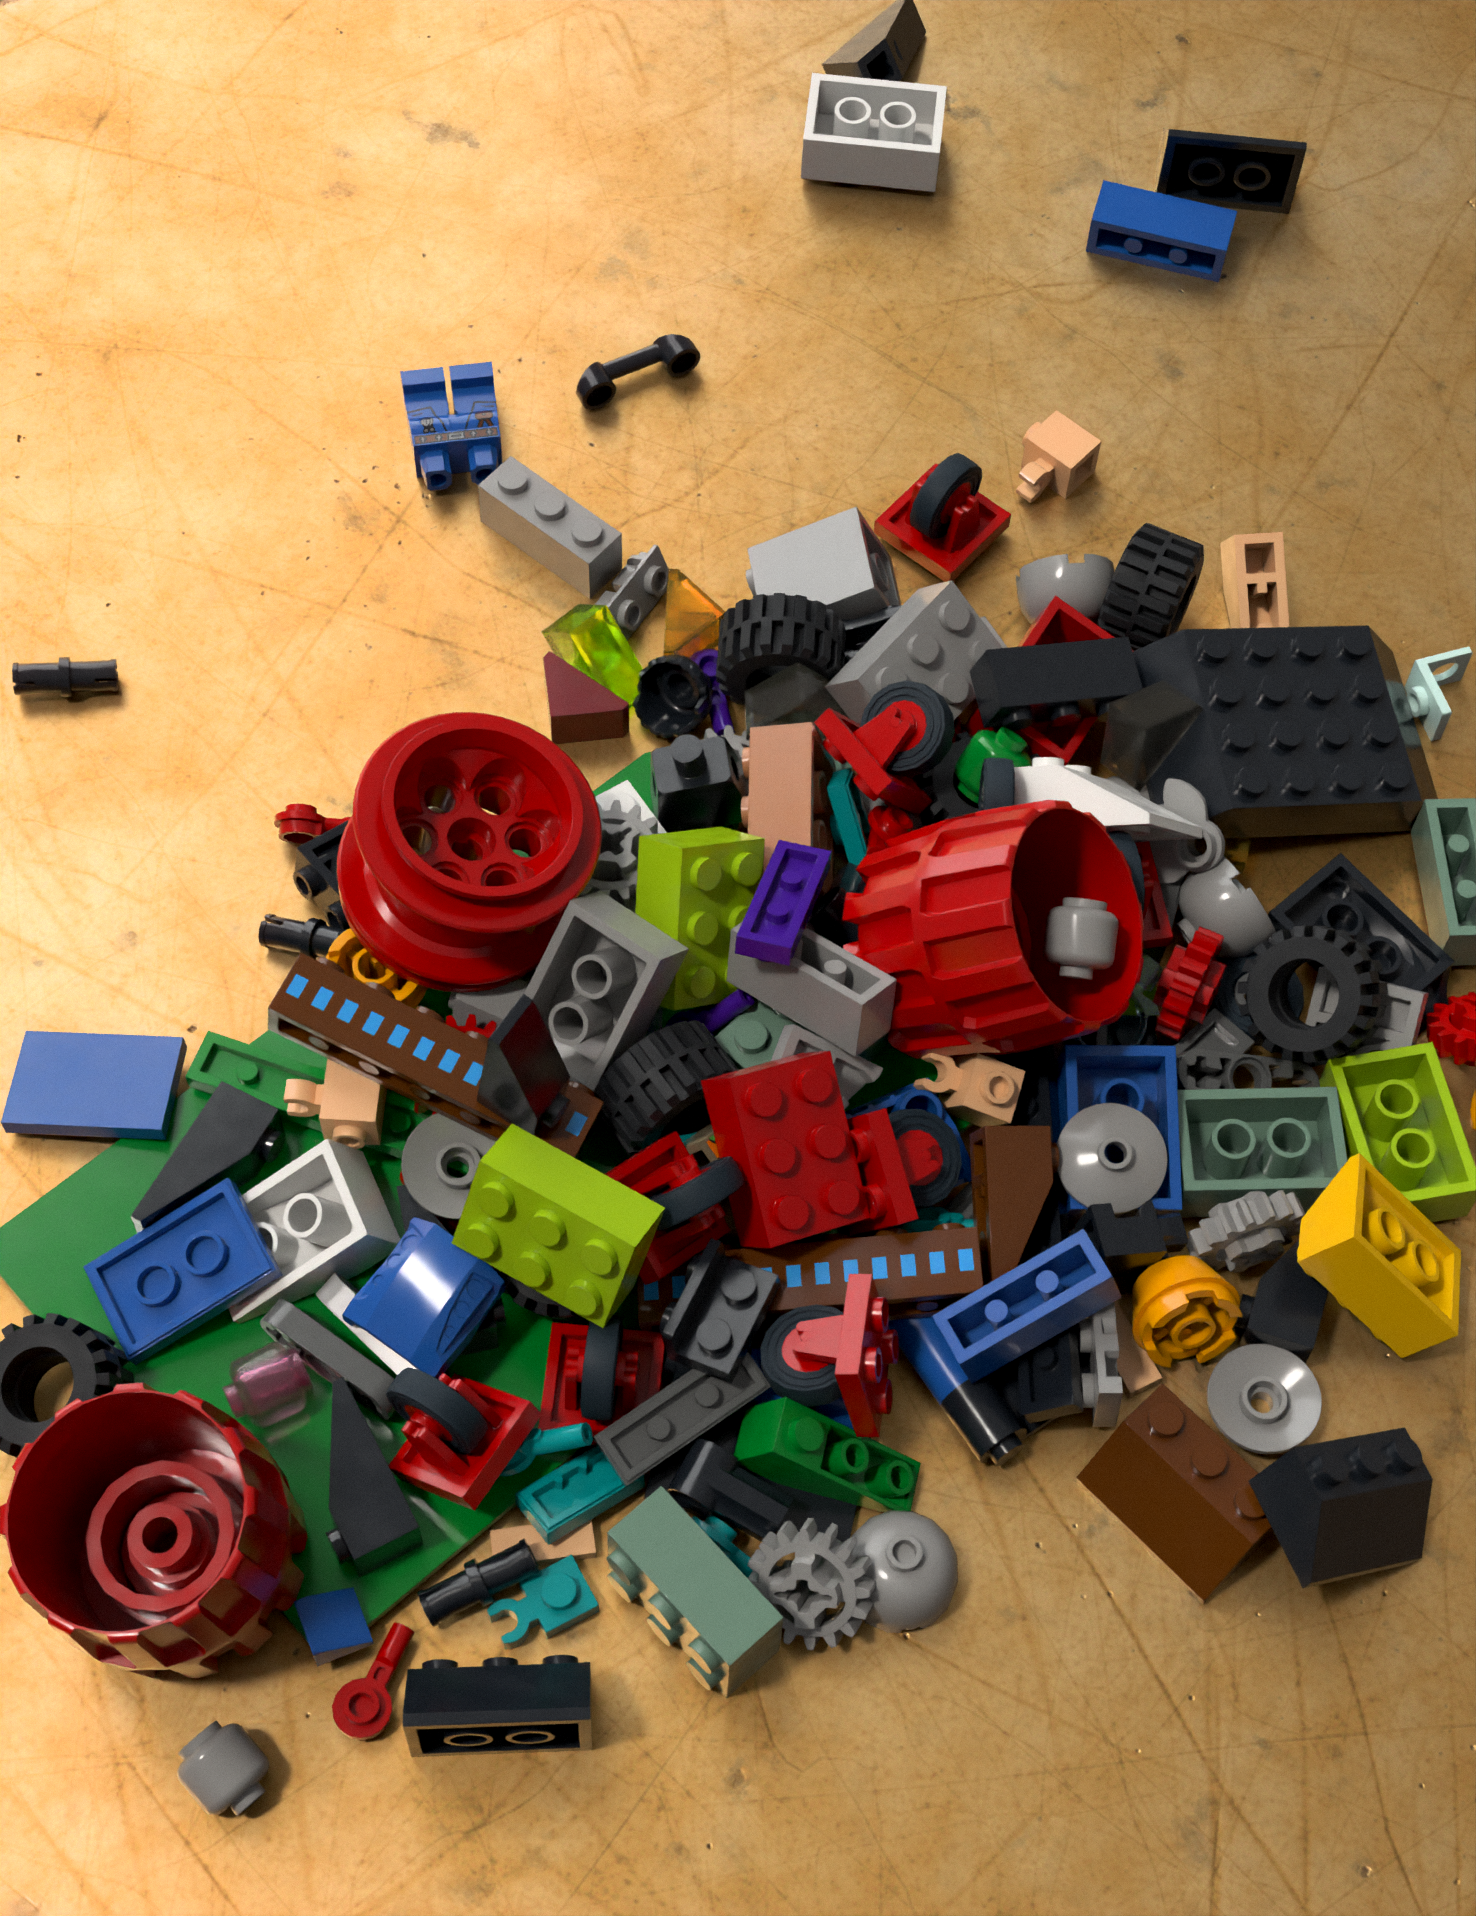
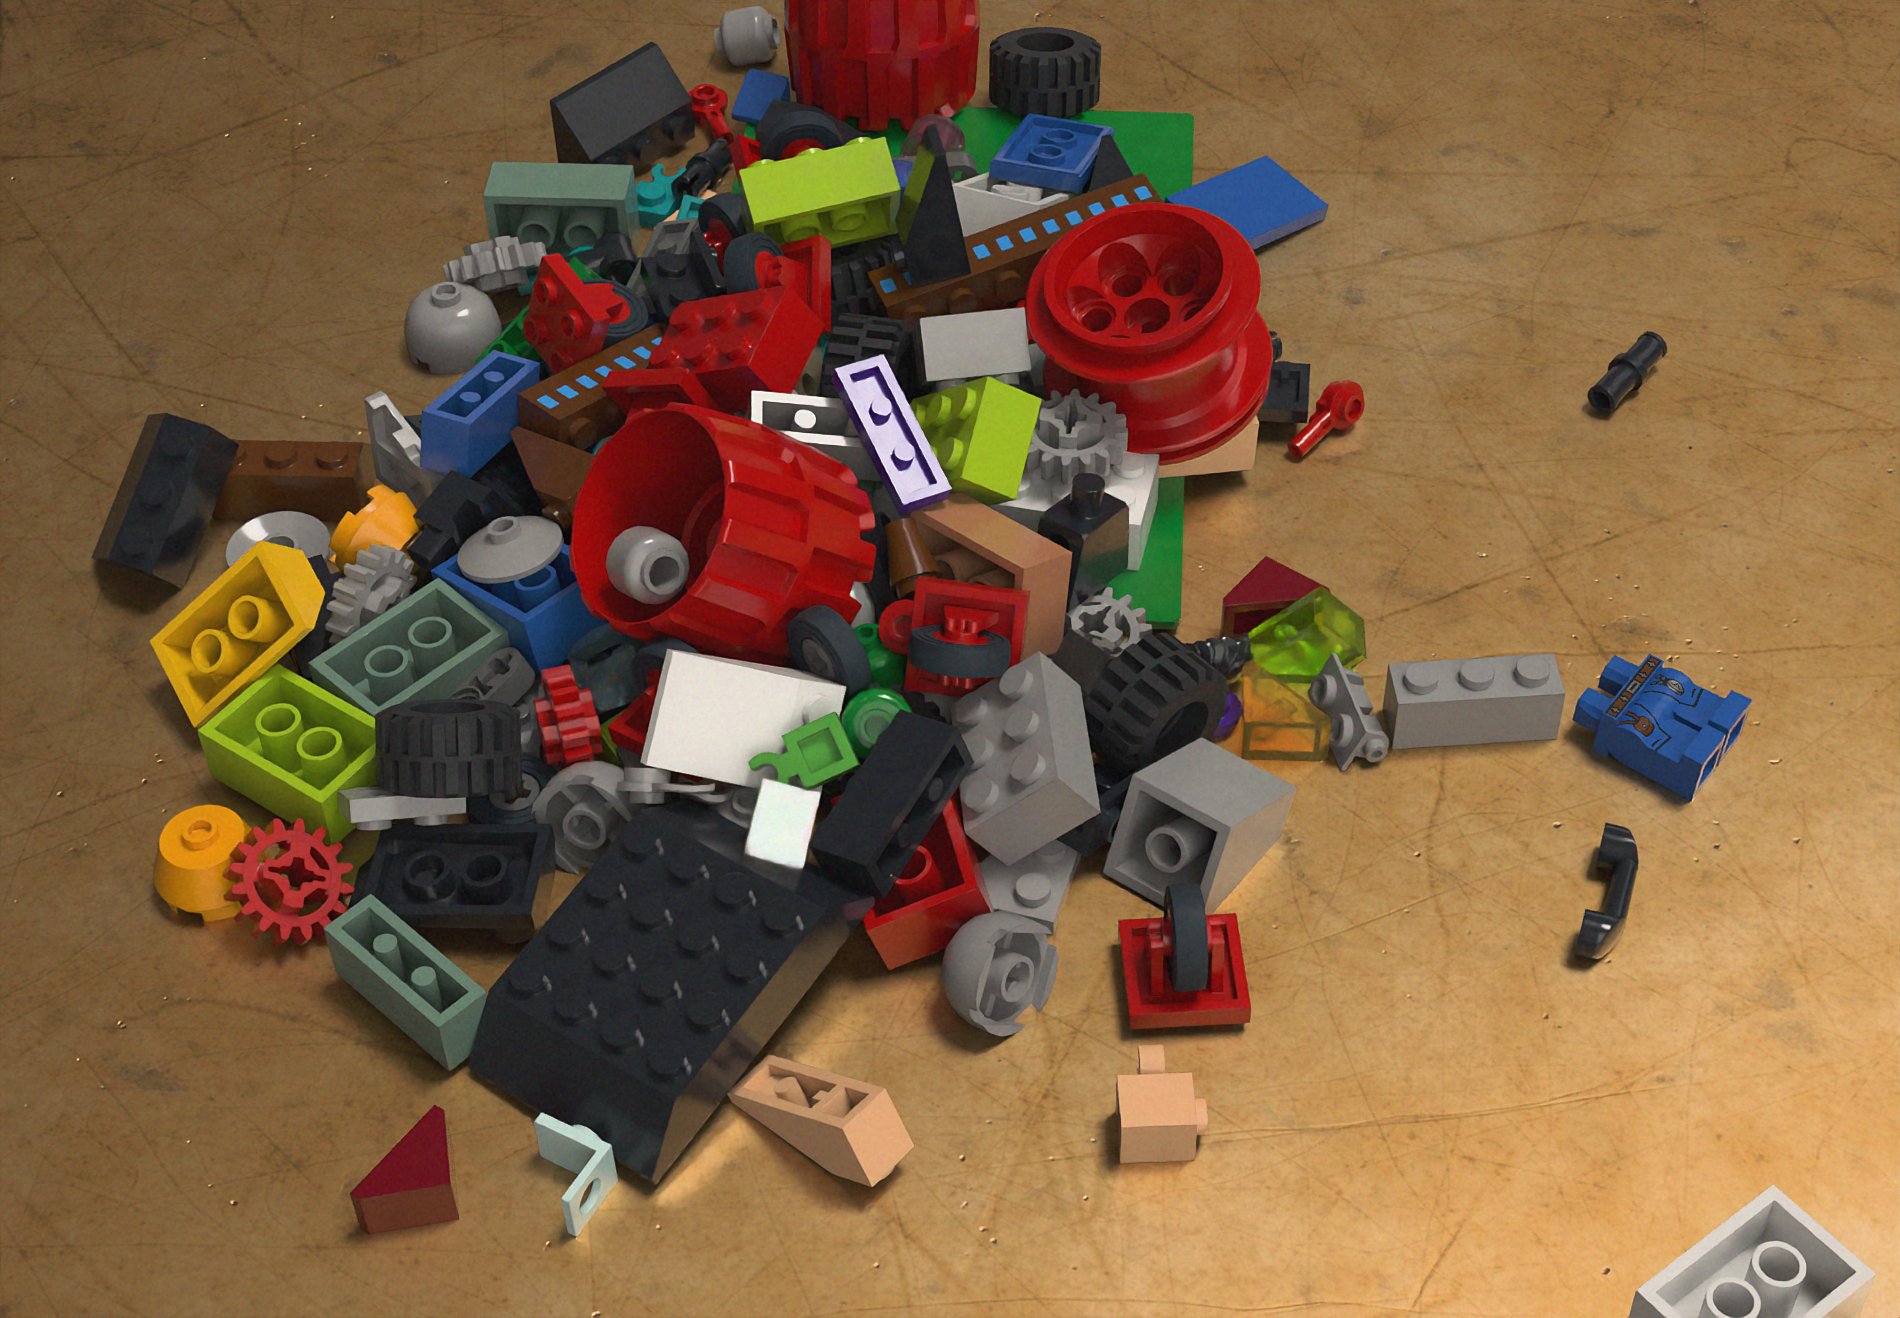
camera: 140 degrees right, 15 degrees down
(848, 846) = (907, 557): none -> reddish brown cone
(1085, 745) = (815, 754): none -> bright green plate
(1151, 586) = (914, 999): black tyre -> none

